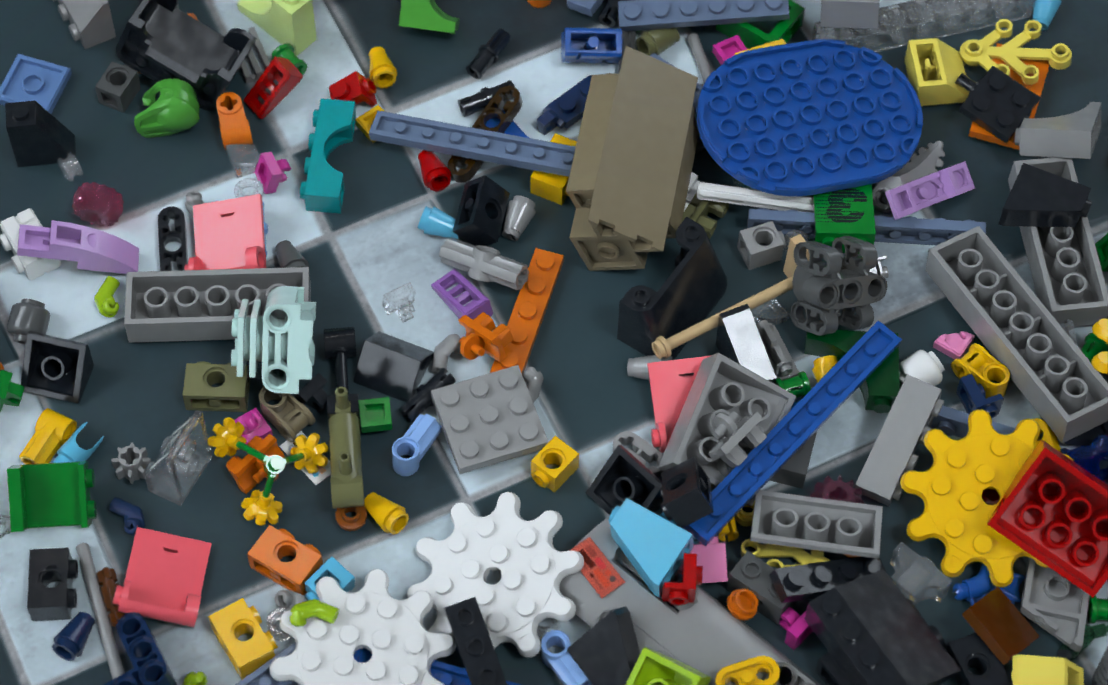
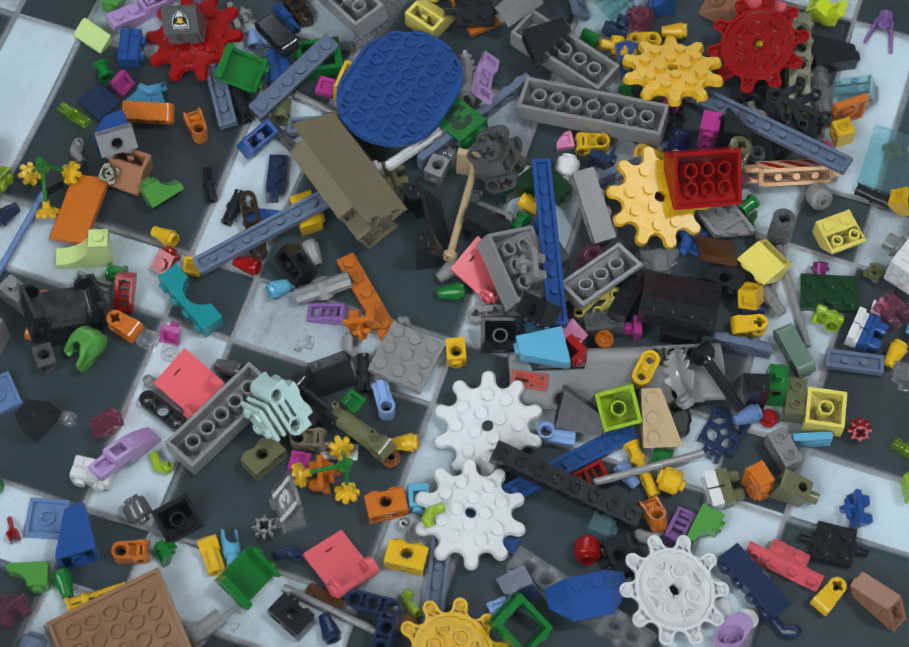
camera: 45 degrees left, 5 degrees up
(627, 395) = (452, 292): none -> green cone

